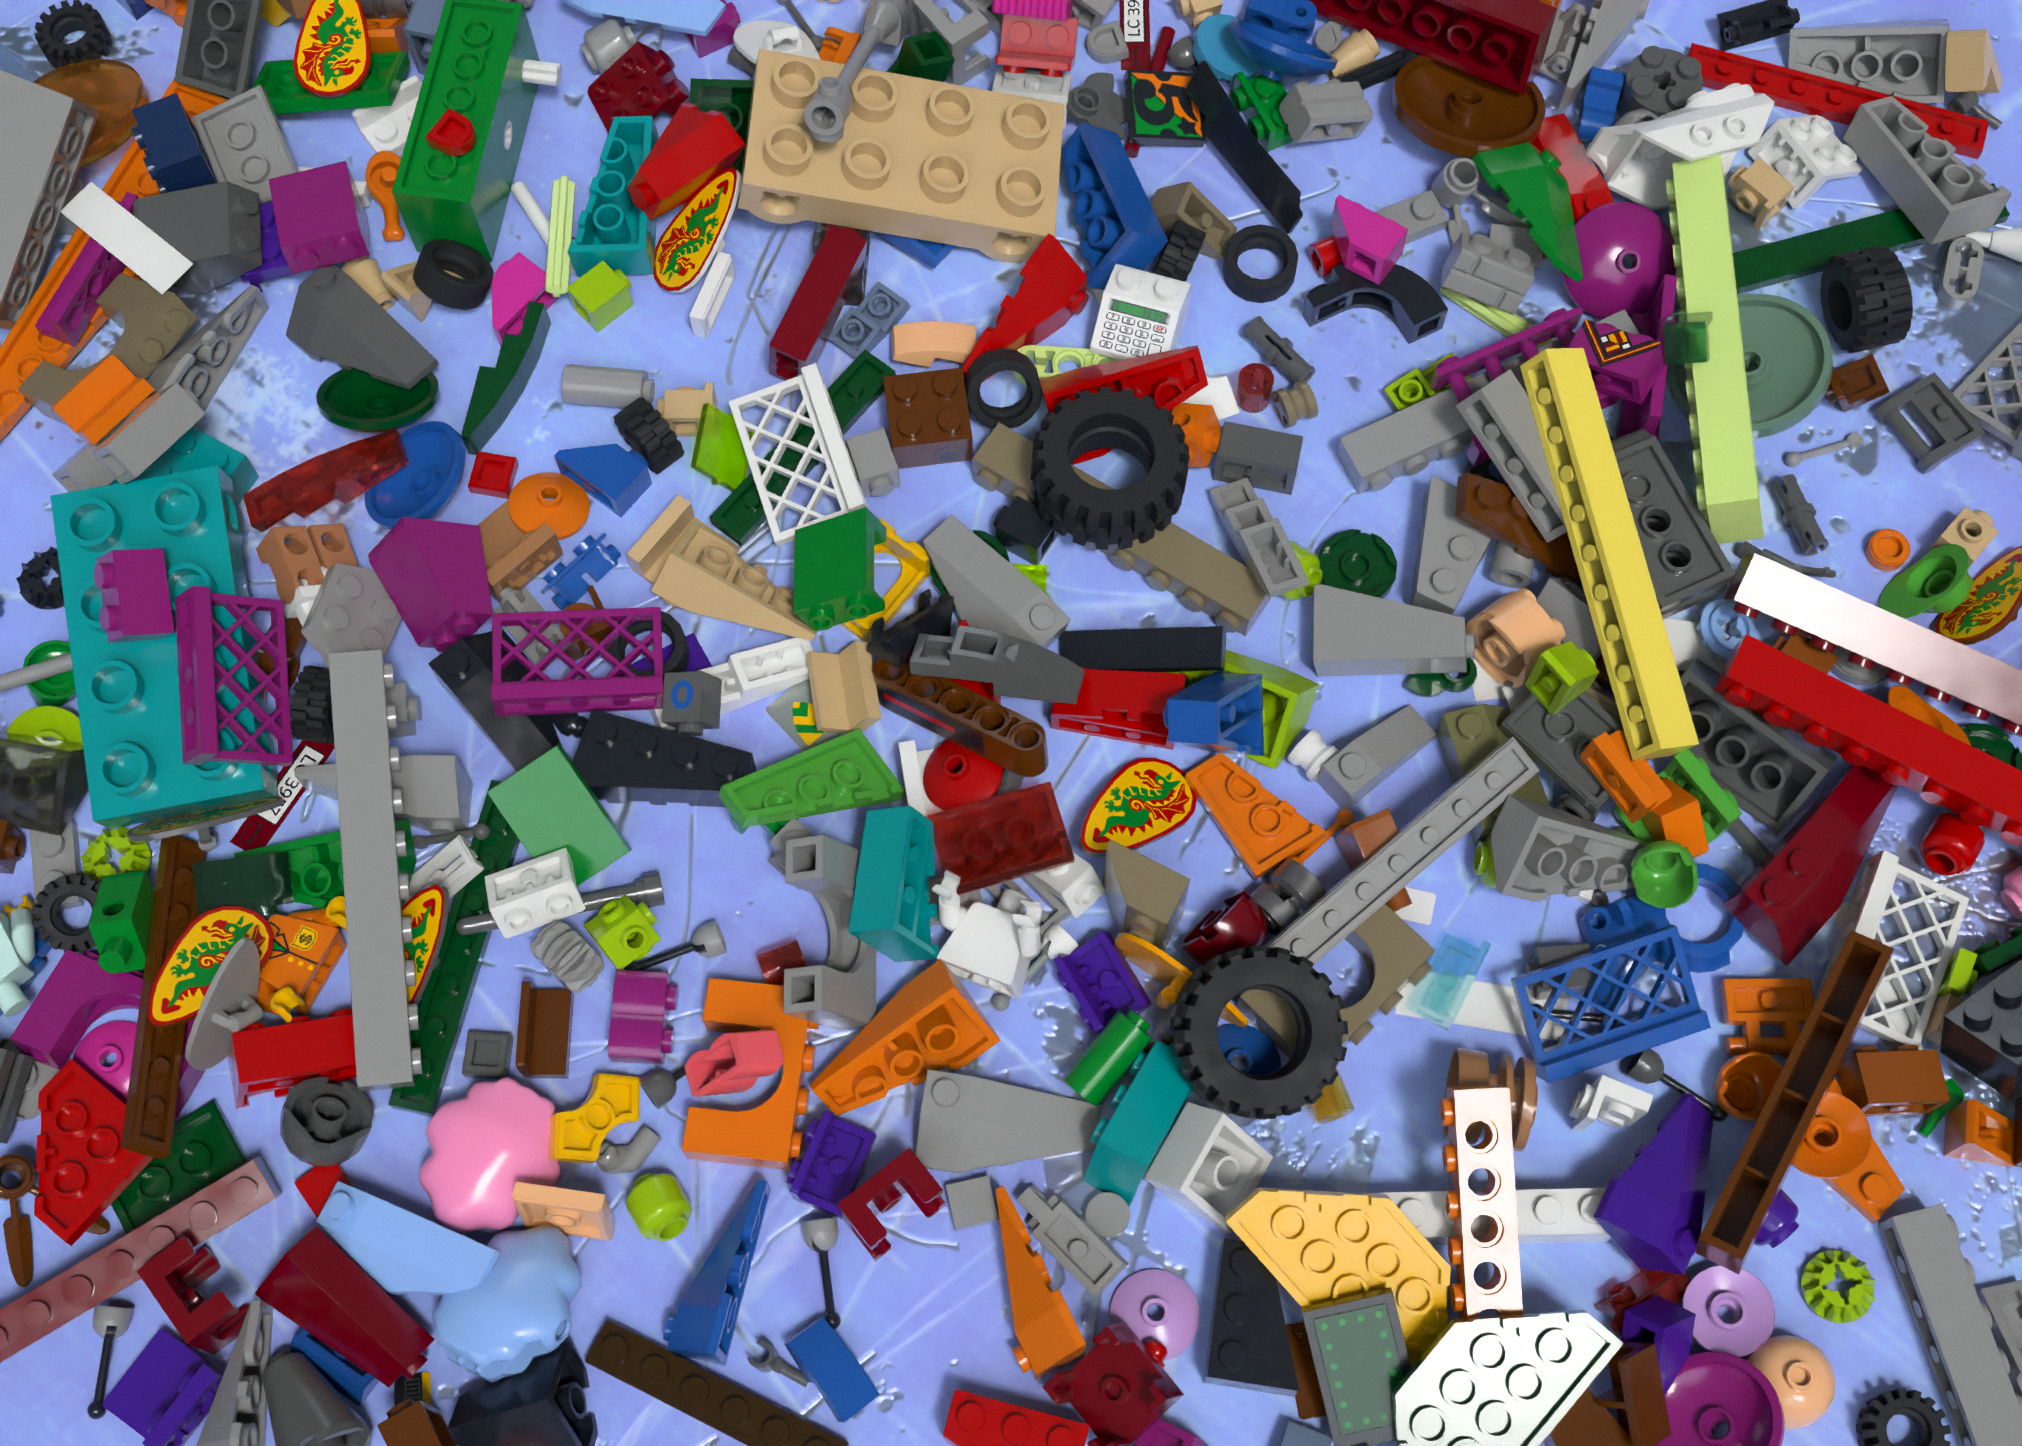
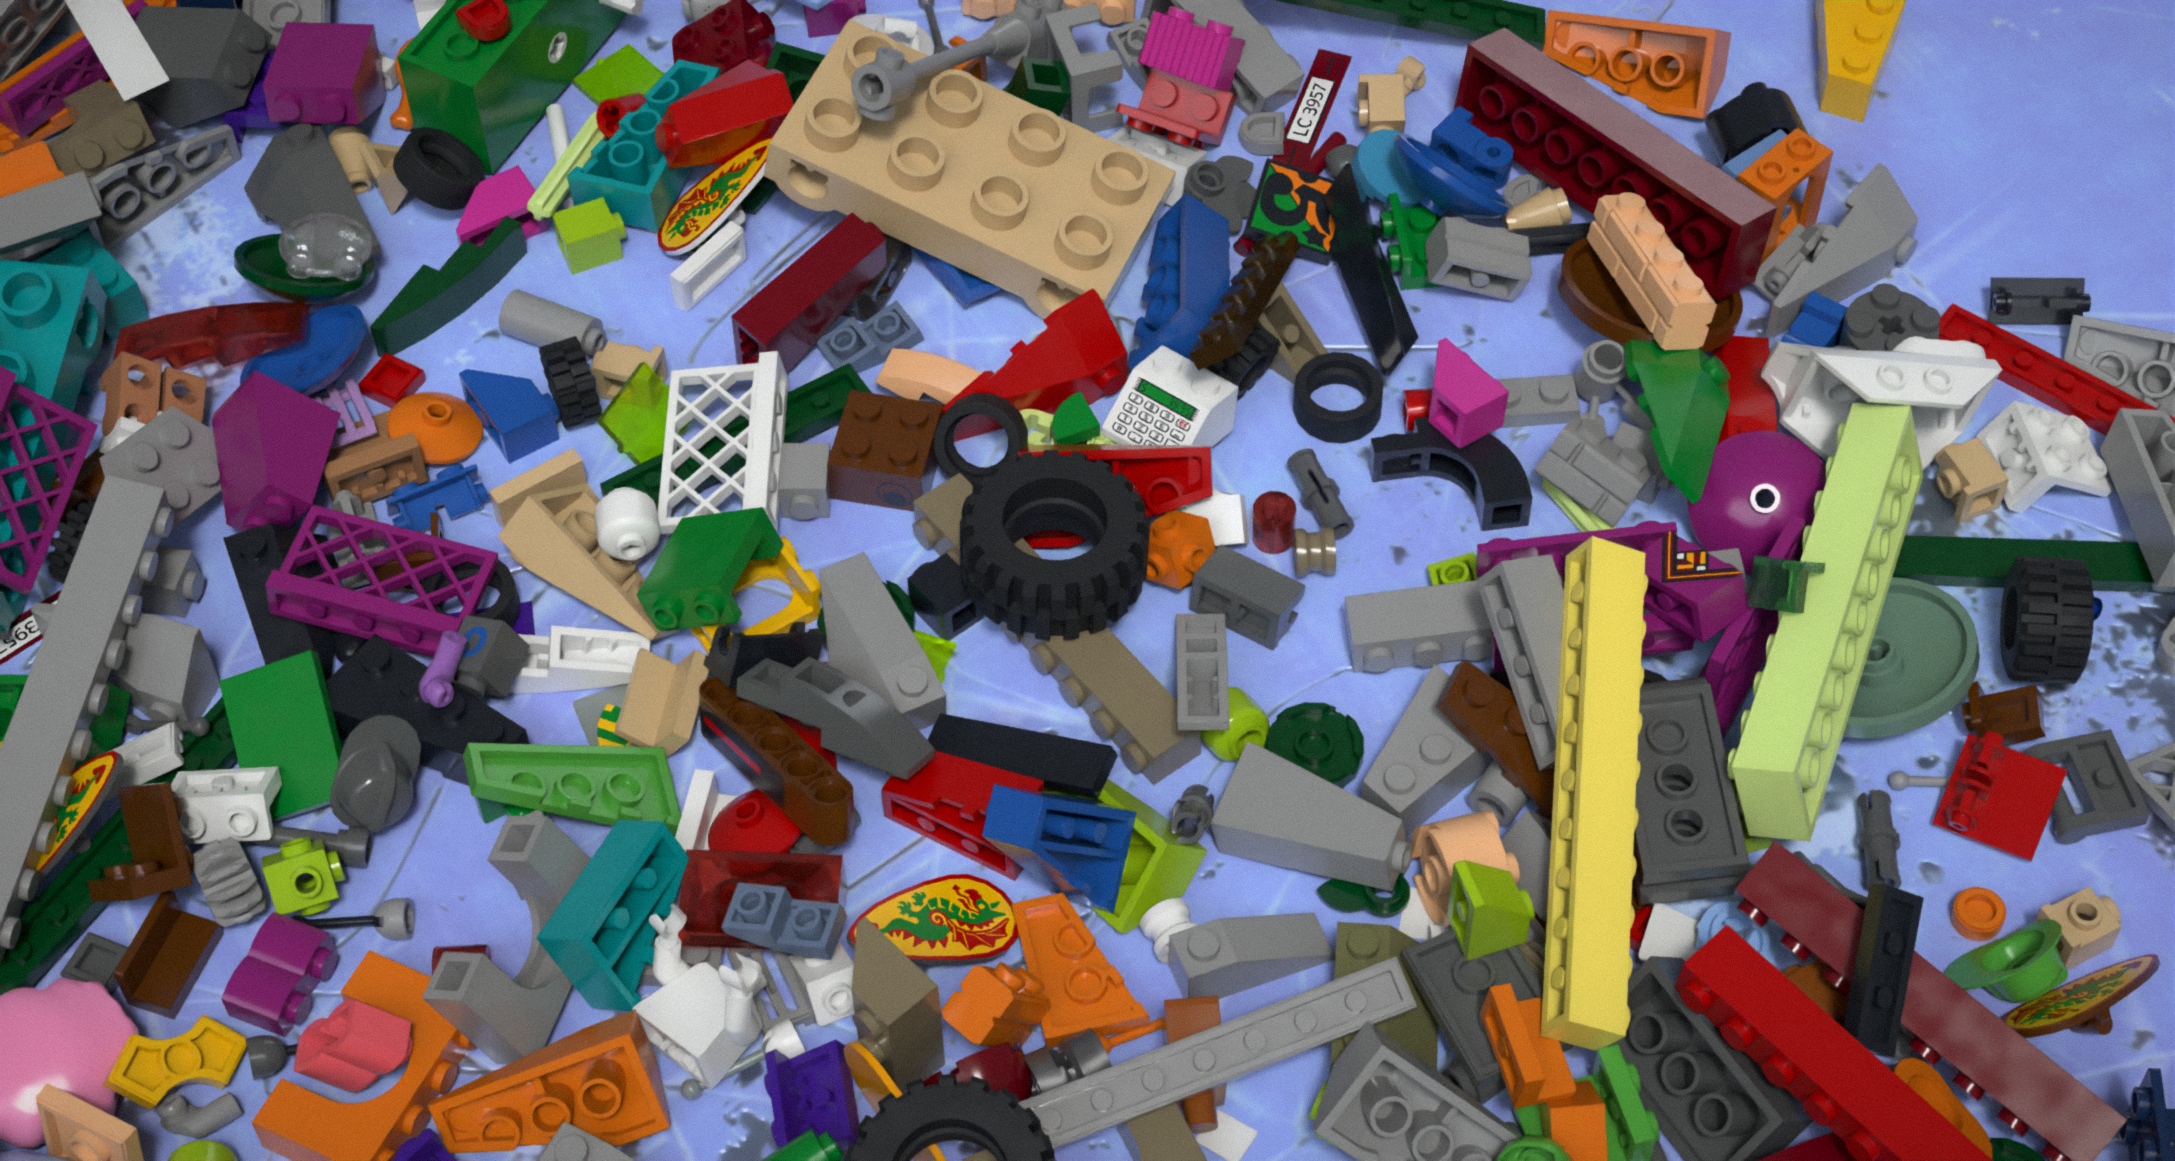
camera: 20 degrees right, 15 degrees down
(396, 377) = (325, 246): none -> clear dish
(454, 503) = (337, 398): none -> lavender tile
(506, 957) = (156, 844): none -> reddish brown bracket
(564, 145) = (617, 76): none -> clear neon green piece
(579, 177) = (614, 109): none -> red gear
(648, 830) = (376, 773): none -> dark grey piece
(667, 739) = (436, 682): none -> medium lavender arm
(752, 548) = (627, 524): none -> white head
(1031, 854) = (789, 925): none -> sand blue slope
(1067, 348) = (1074, 421): none -> green tile
(1171, 208) = (1245, 299): none -> dark brown plate
(1220, 868) = (997, 1005): none -> orange brick
(1296, 657) = (1192, 814): none -> dark grey pin
(1474, 89) = (1651, 272): none -> light nougat brick
(1864, 630) = (1883, 968): none -> black plate
(1873, 451) = (1999, 796): none -> red hinge

